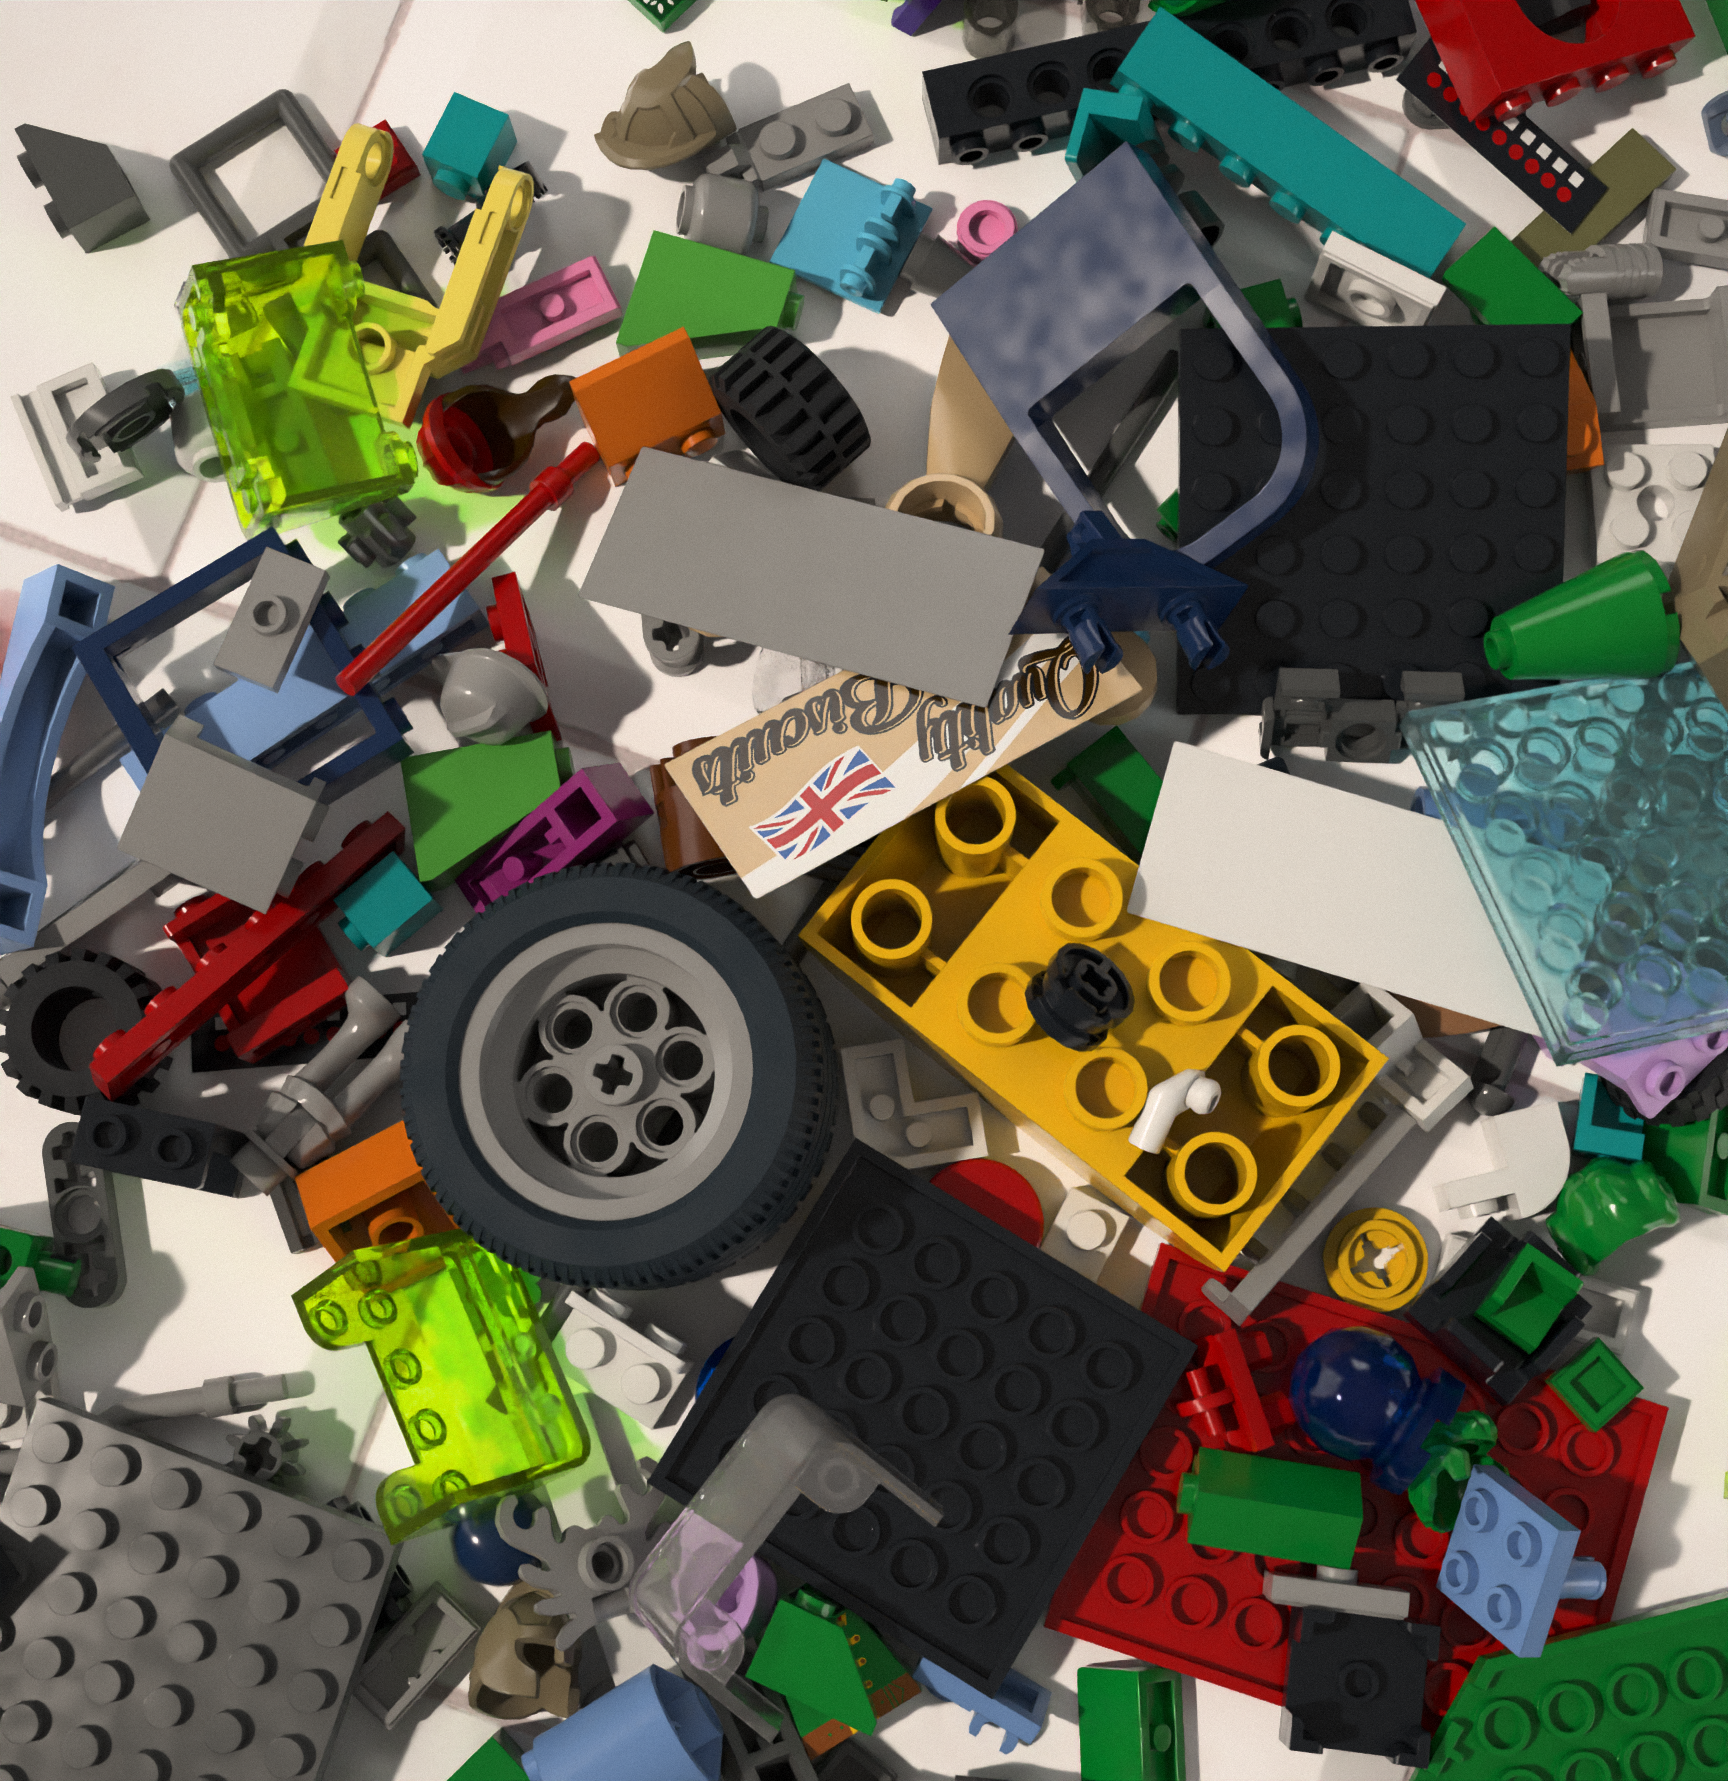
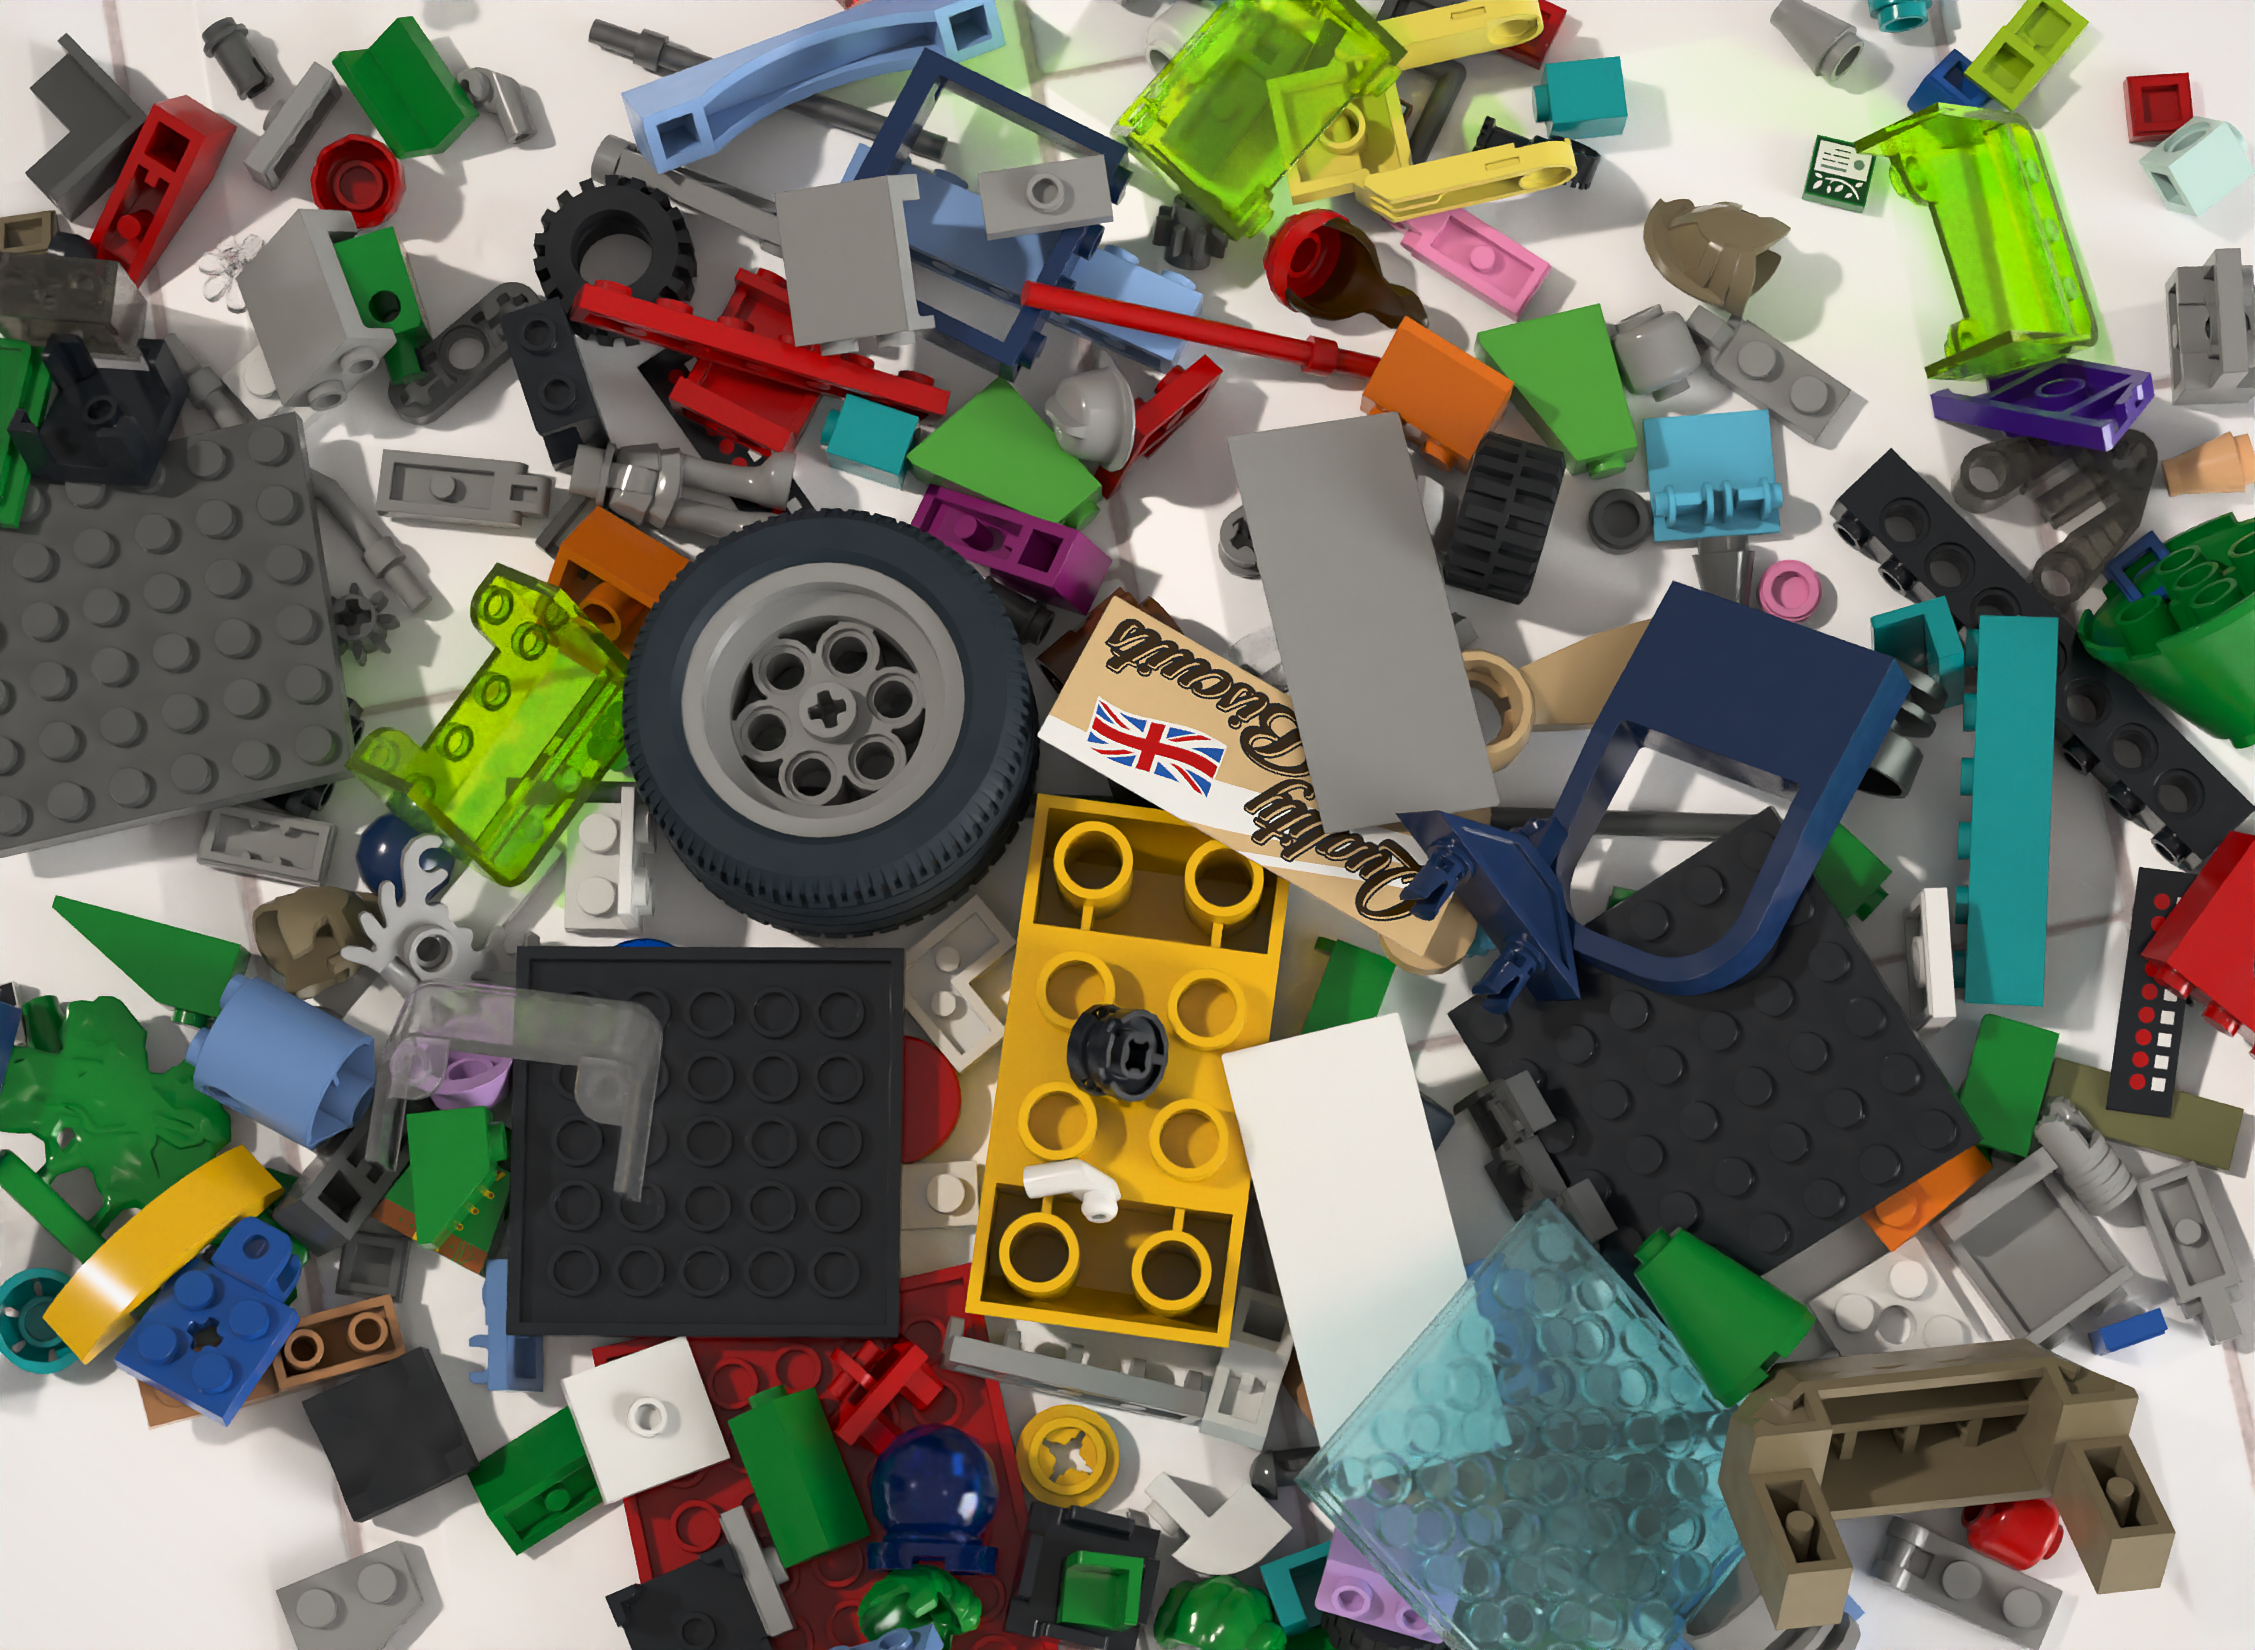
camera: 55 degrees right, 0 degrees up
(202, 1292) = (460, 490): none -> light grey hinge
(843, 332) = (1619, 521): none -> dark grey tile
(1140, 1617) = (644, 1419): none -> white plate

